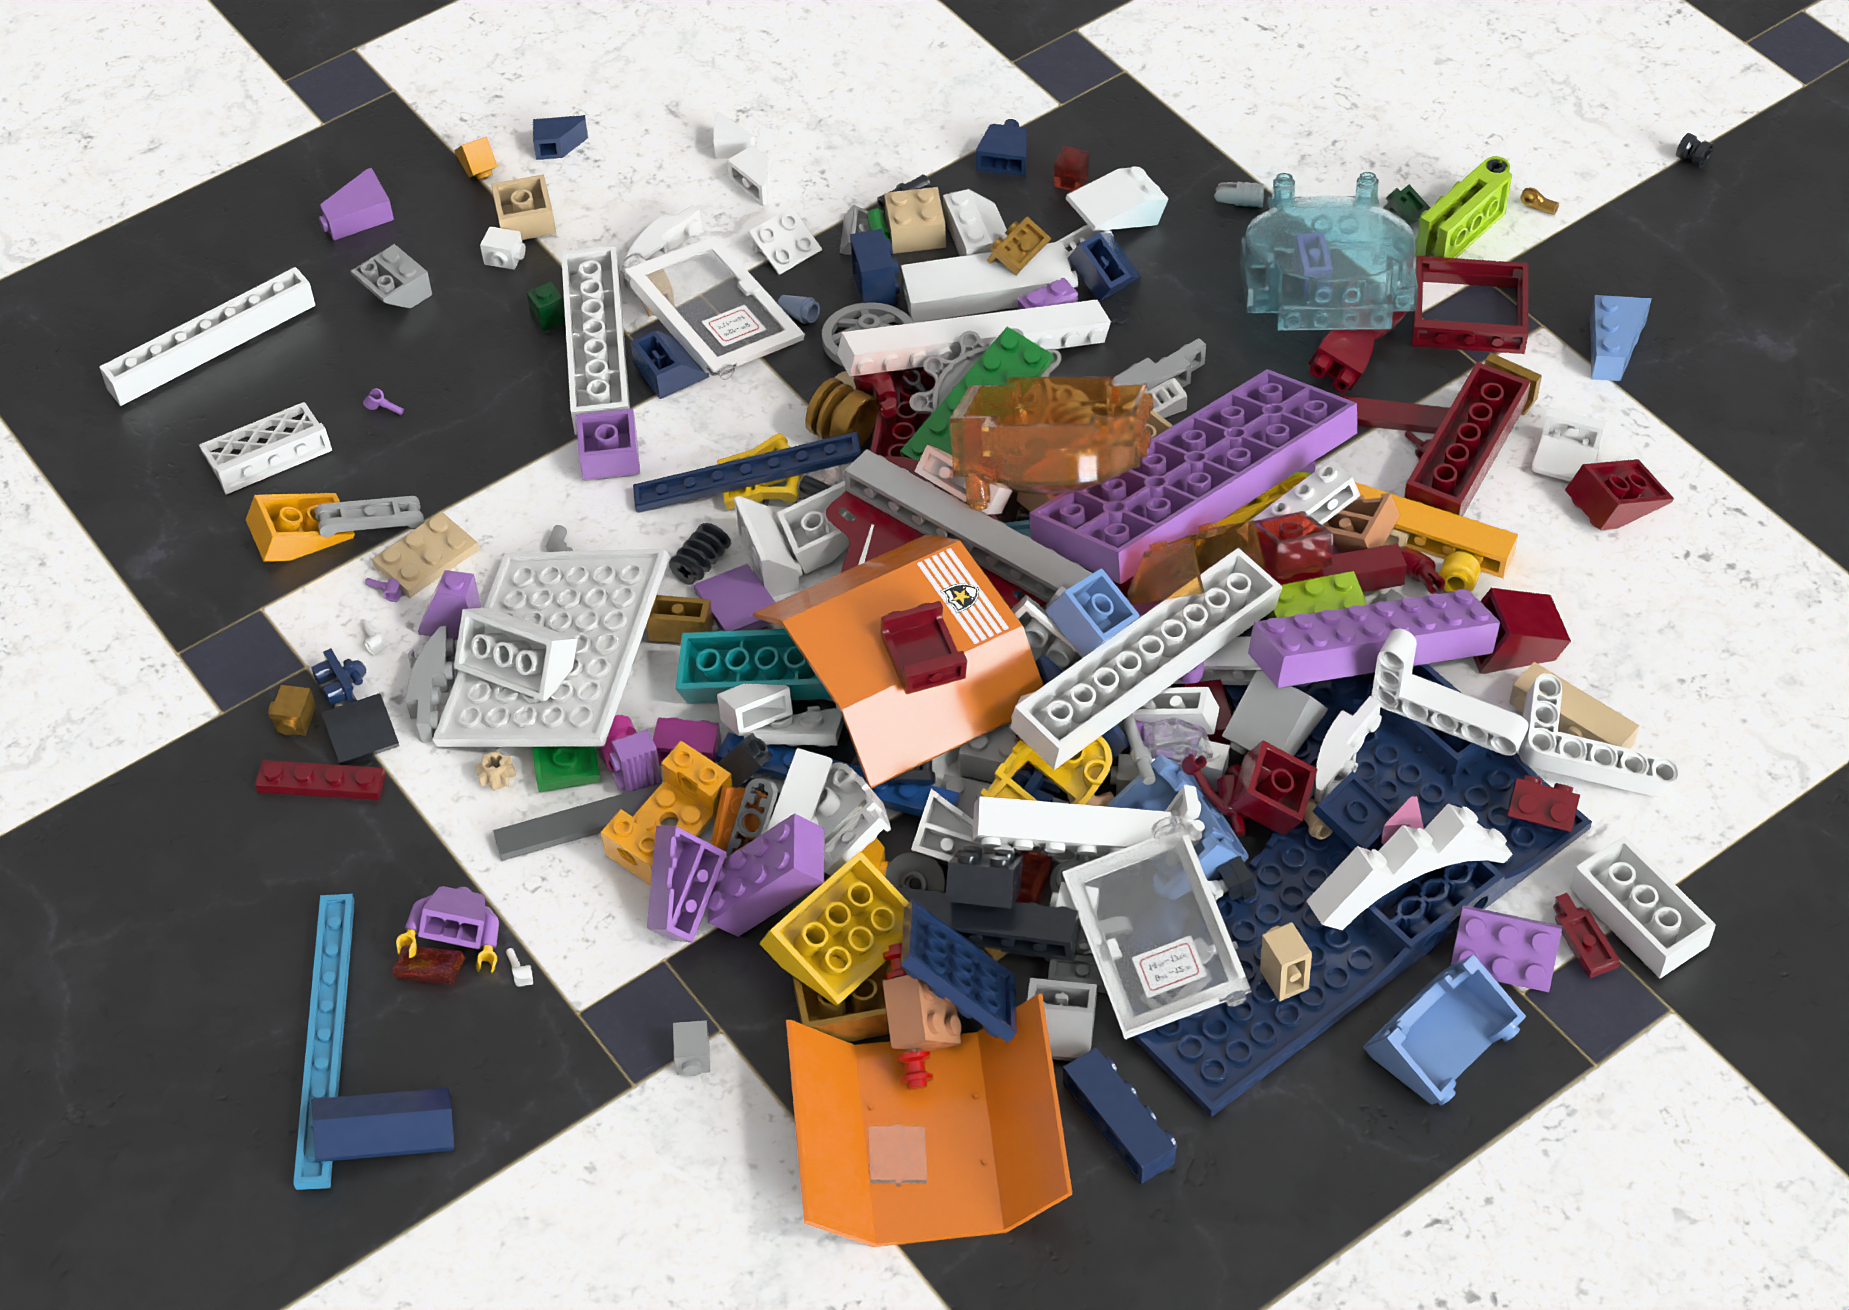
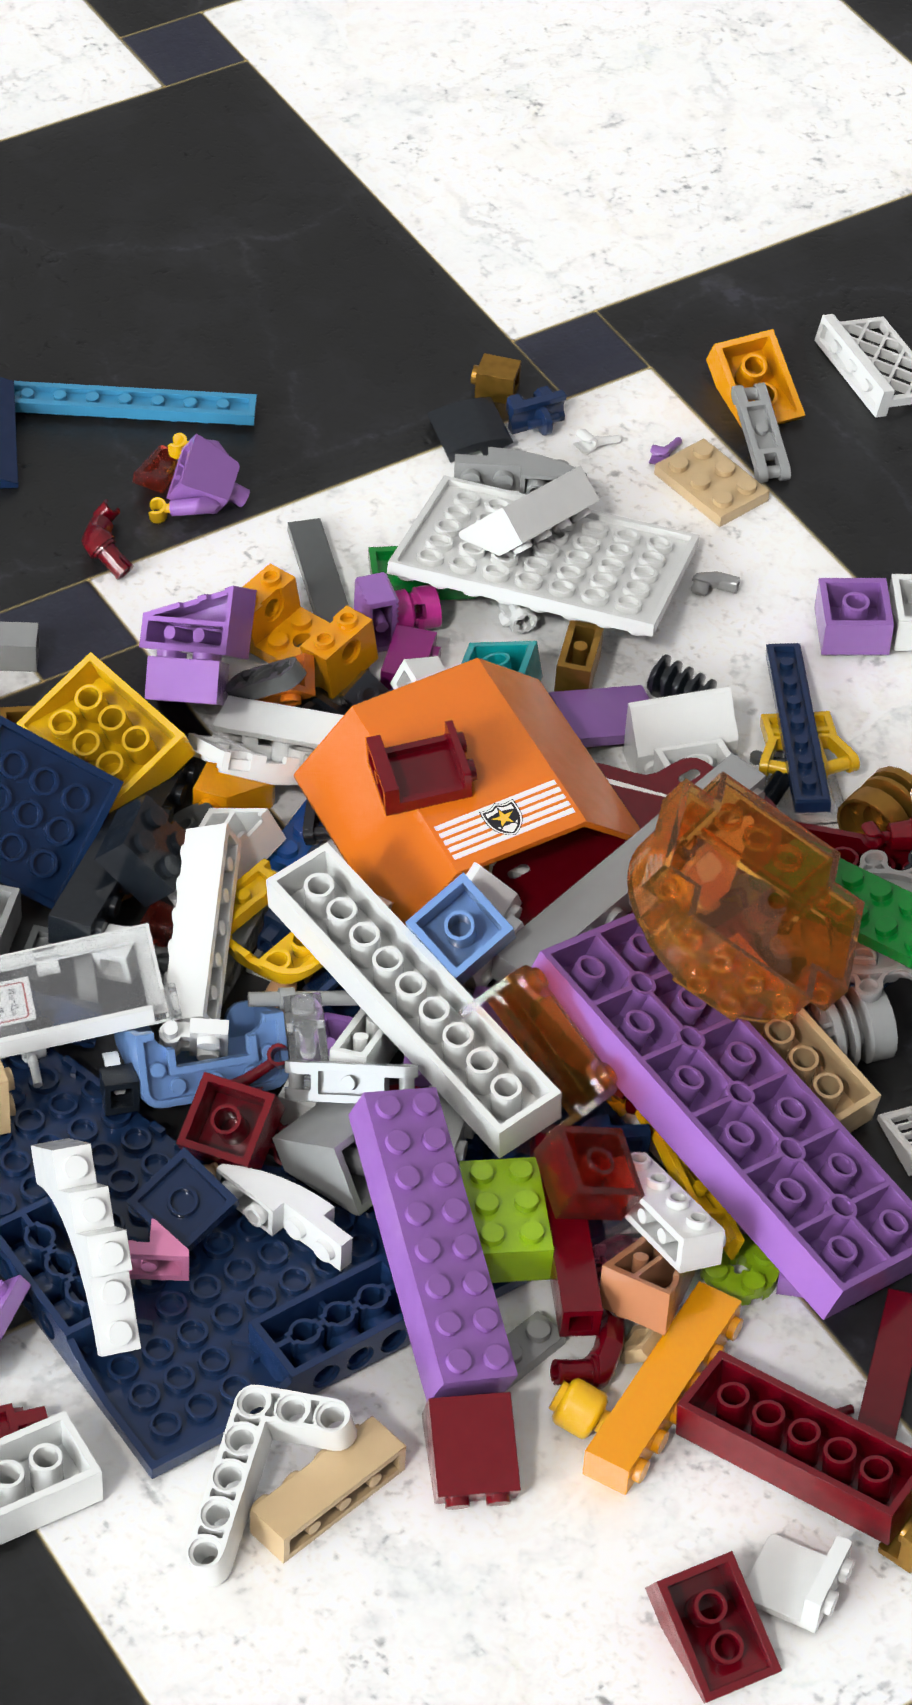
camera: 90 degrees right, 5 degrees down
(320, 780) = (410, 404): dark red plate -> none
(451, 596) = (611, 477): medium lavender slope -> none
(495, 770) = (394, 519): tan gear -> none
(521, 974) = (138, 535): white hand -> none
(541, 1000) = (100, 541): none -> dark red arm
(1227, 703) = (343, 1080): none -> plate
(1440, 705) = (328, 1292): white beam -> none
(1543, 804) = (176, 1406): dark red bracket -> none

